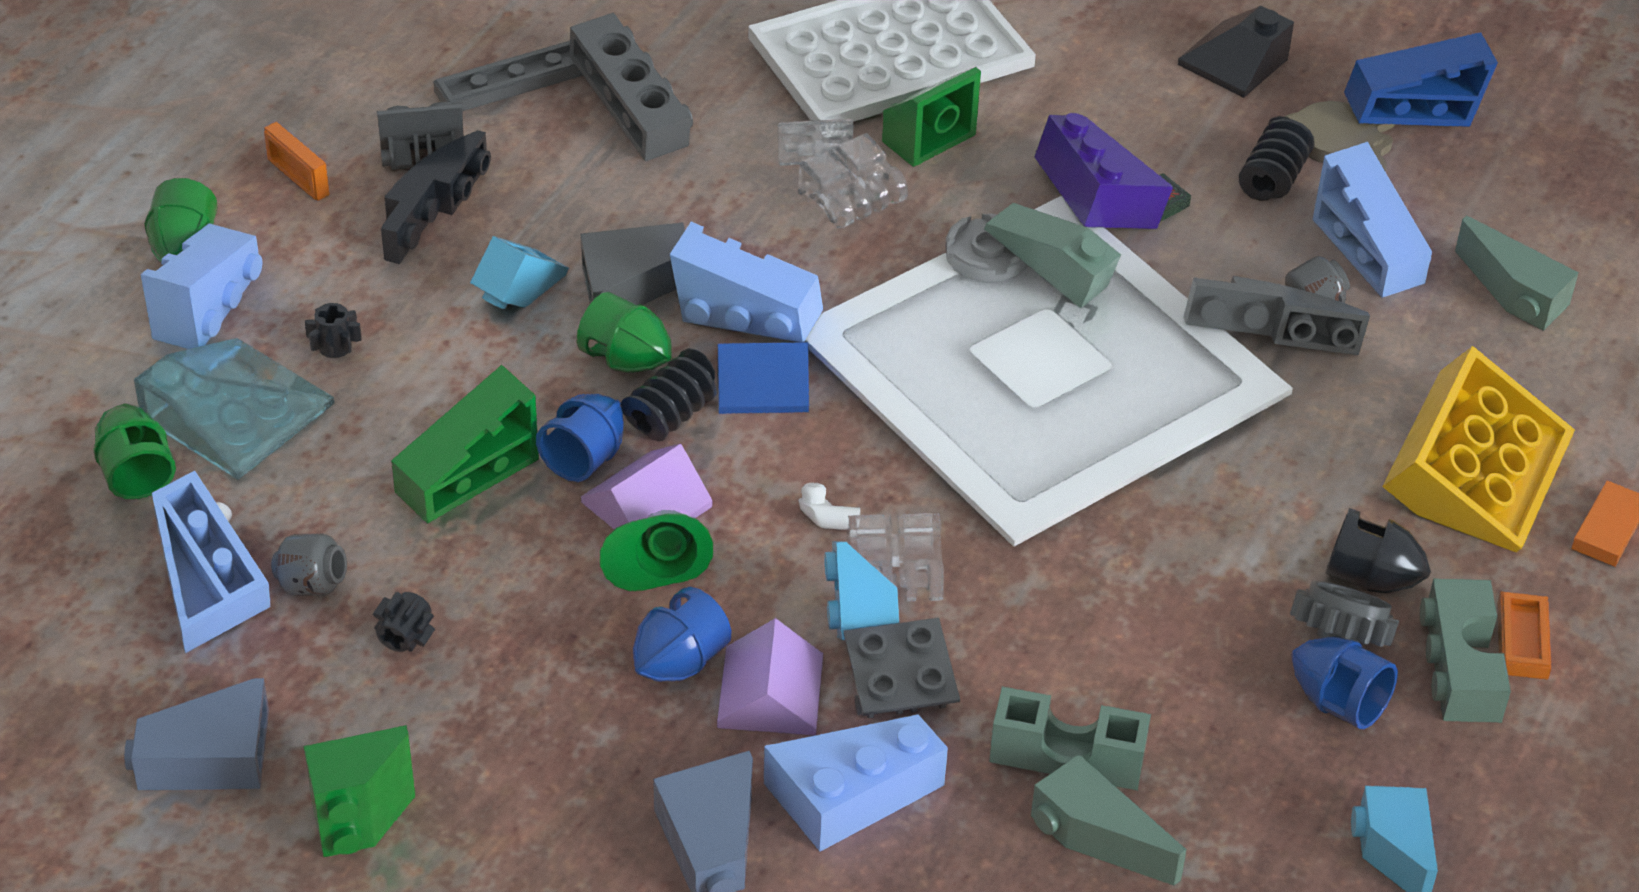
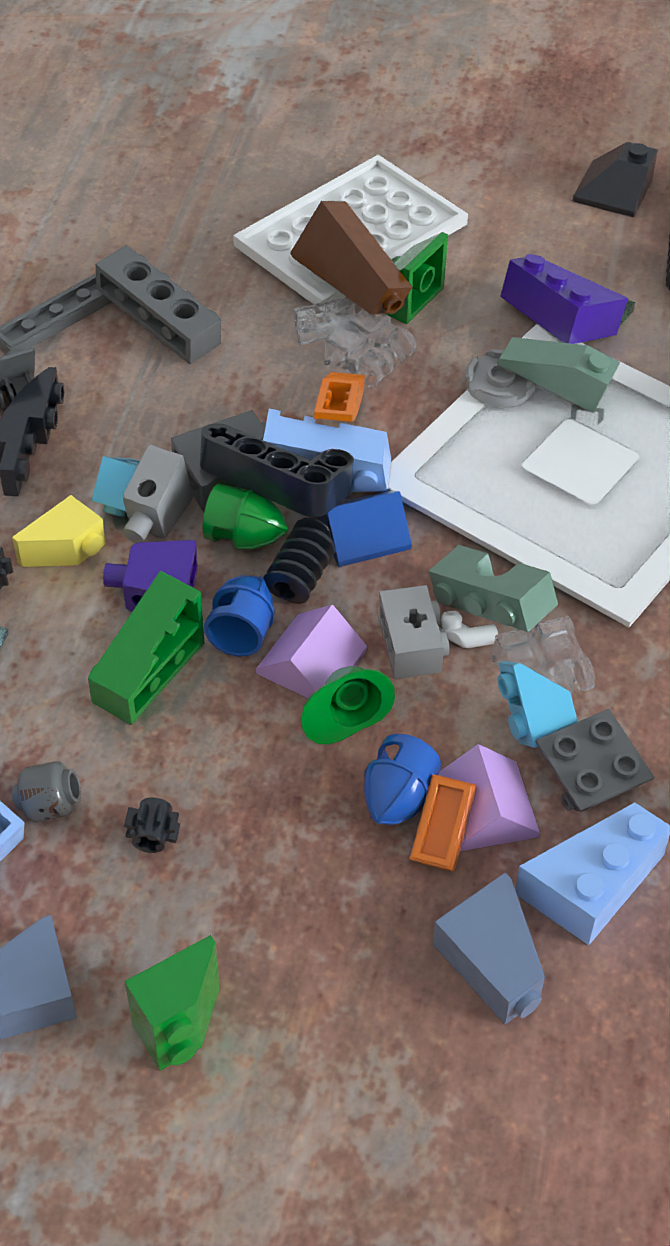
camera: 15 degrees left, 5 degrees up
(423, 314) = (60, 536): none -> light yellow slope
(533, 363) = (145, 562): none -> dark purple torso
(541, 291) = (156, 494): none -> light grey torso
(676, 296) = (275, 473): none -> black beam
(710, 691) = (443, 823): none -> orange tile
(763, 495) = (412, 631): none -> light grey brick
(785, 227) = (340, 397): none -> orange slope
(850, 461) = (514, 599): none -> sand green arch
(859, 77) = (350, 259): none -> reddish brown slope

